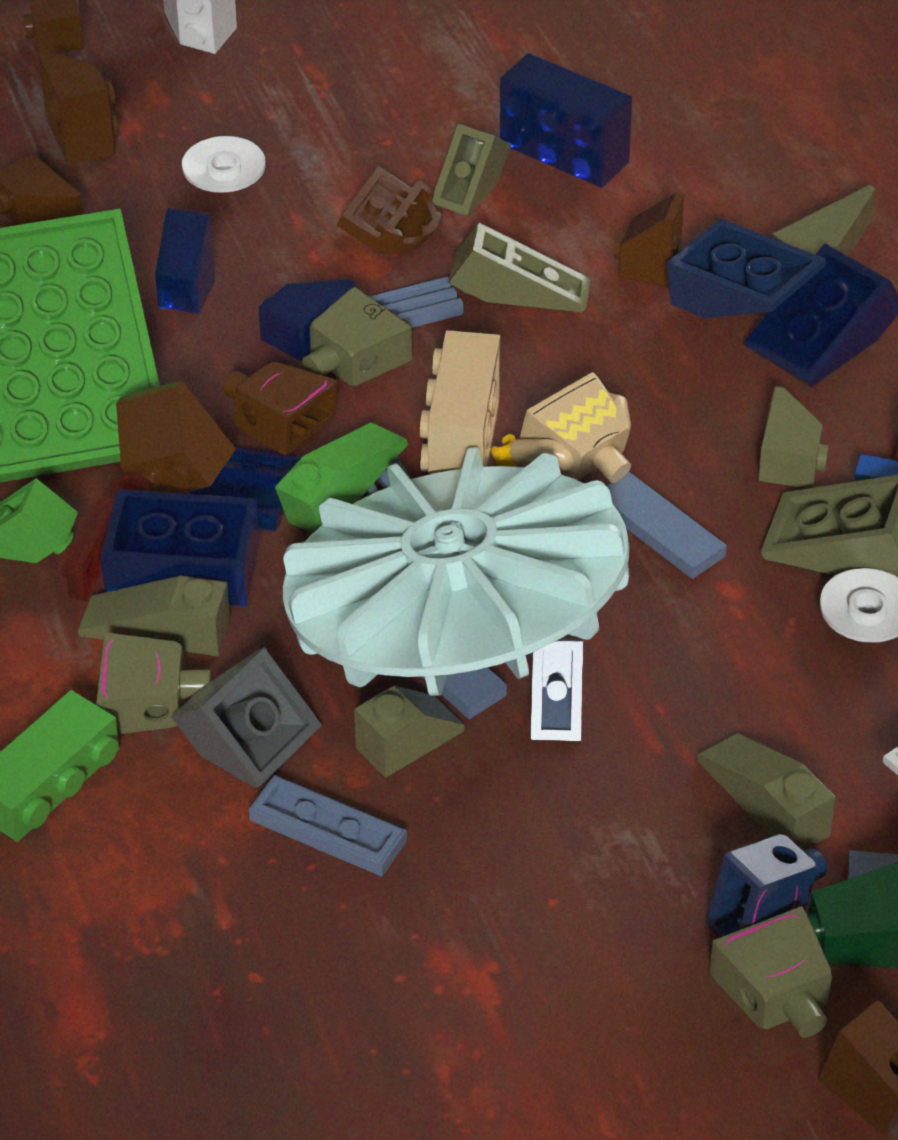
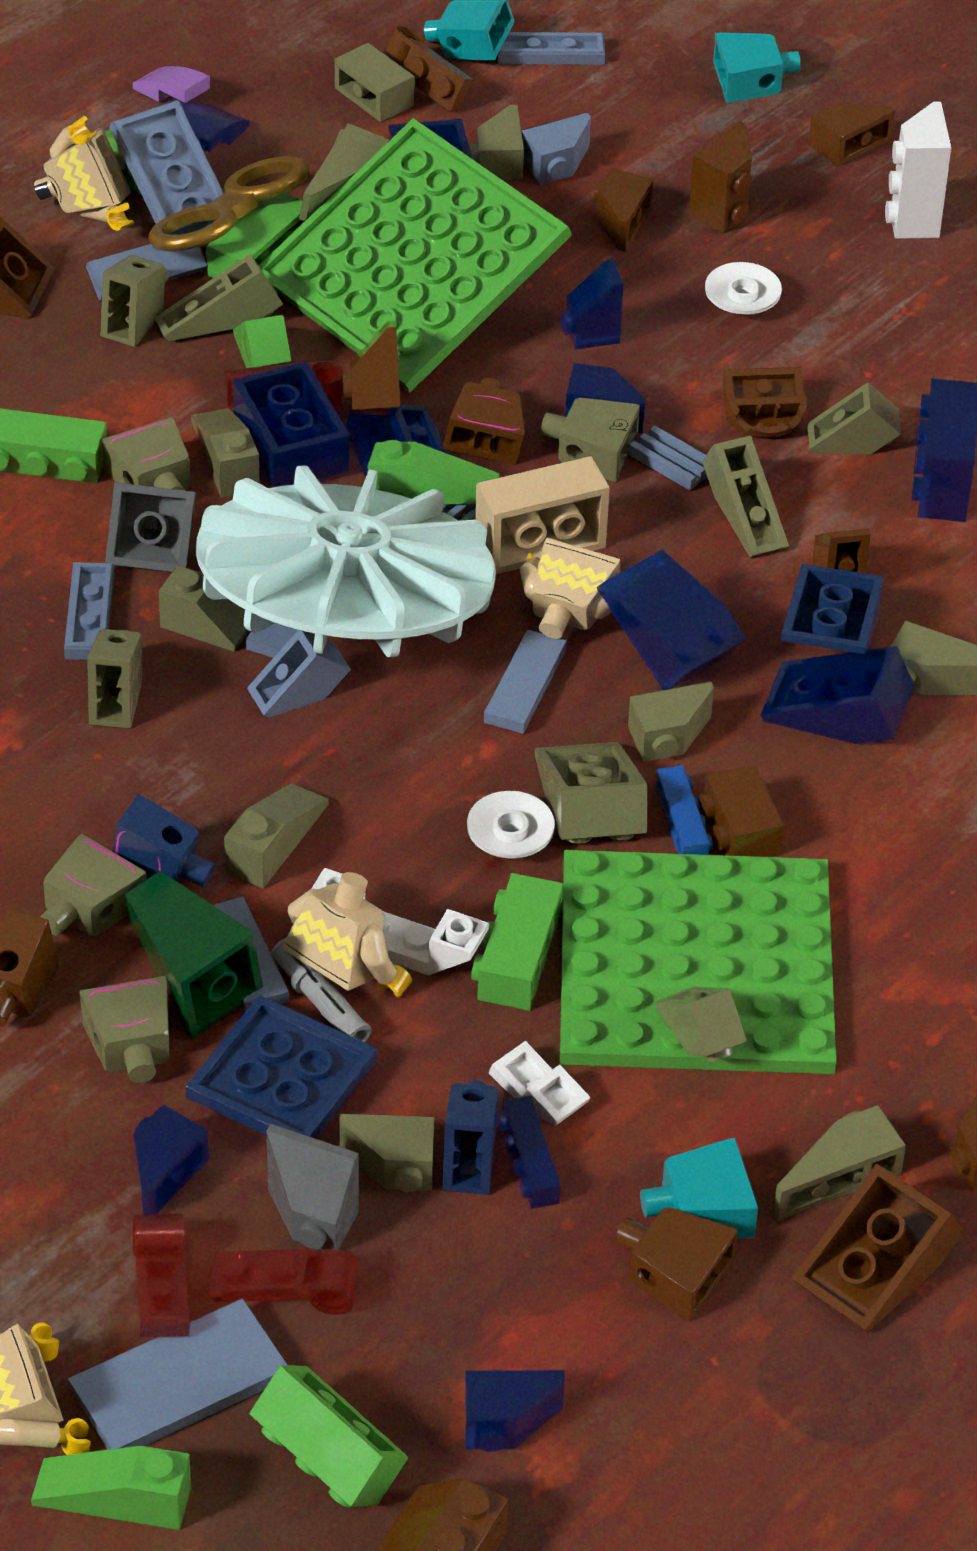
camera: 60 degrees right, 0 degrees up
(472, 828) = (112, 662): none -> olive torso
(679, 378) = (671, 618): none -> clear blue slope

